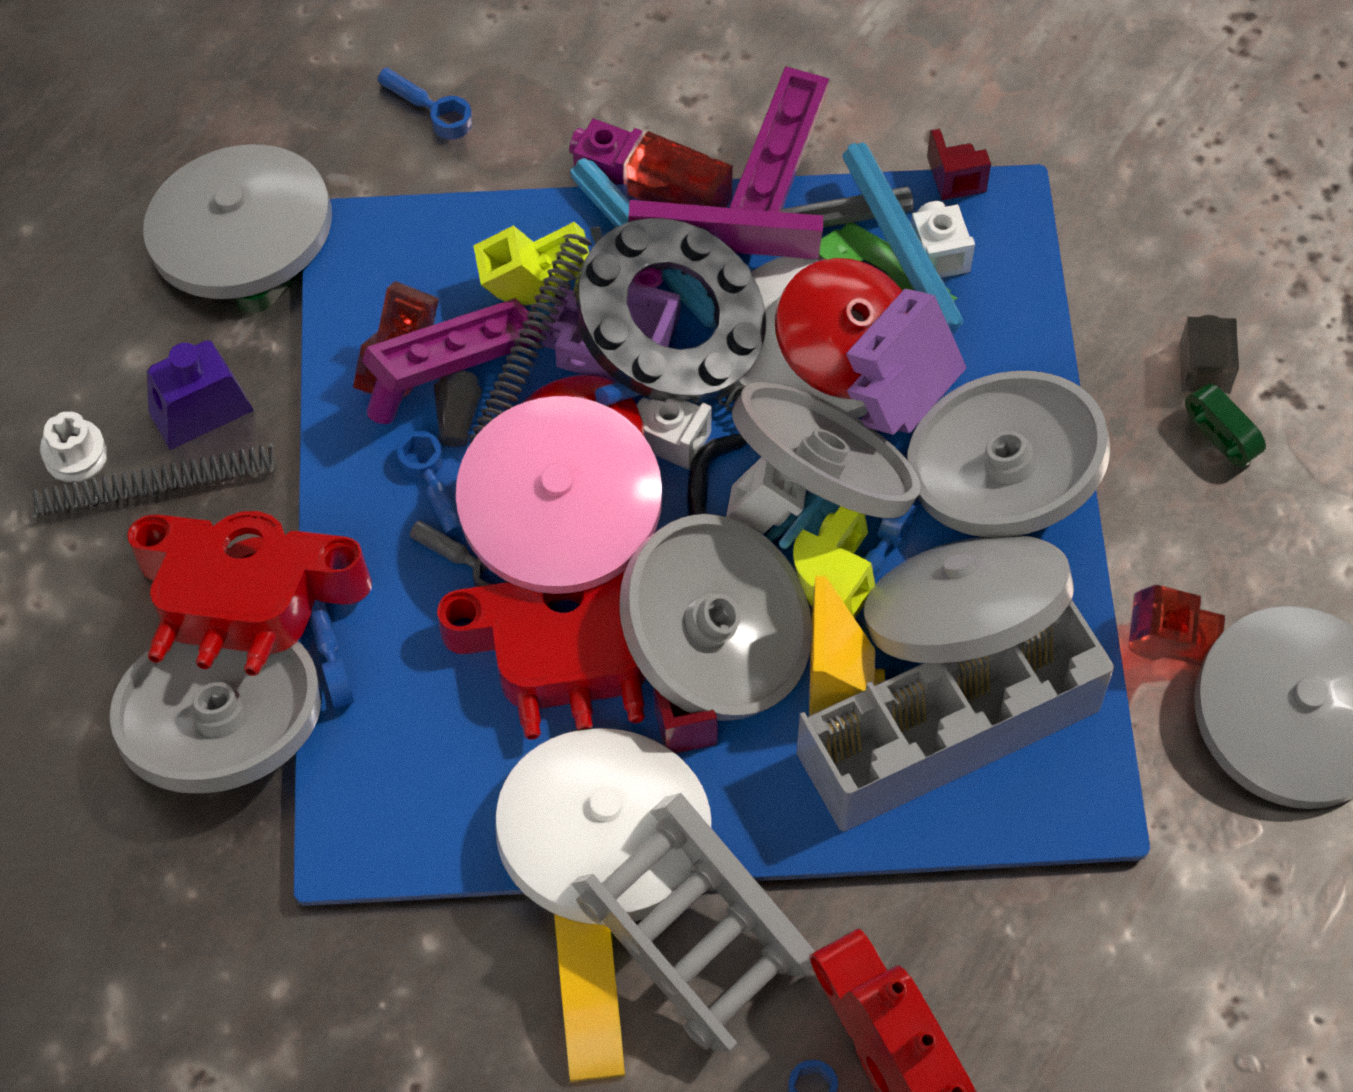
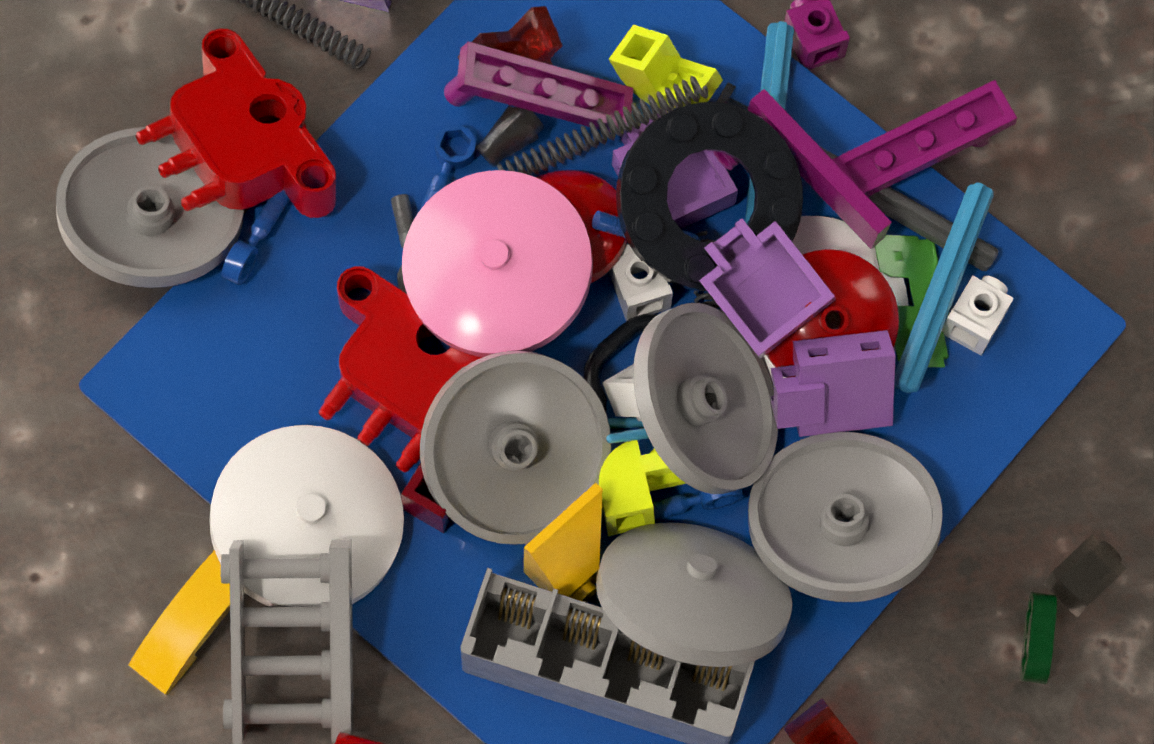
camera: 40 degrees right, 10 degrees up
(677, 174) = (836, 99): clear red brick -> none
(783, 329) = (764, 285): none -> medium lavender piece
(957, 168) = (1053, 267): dark red panel -> none

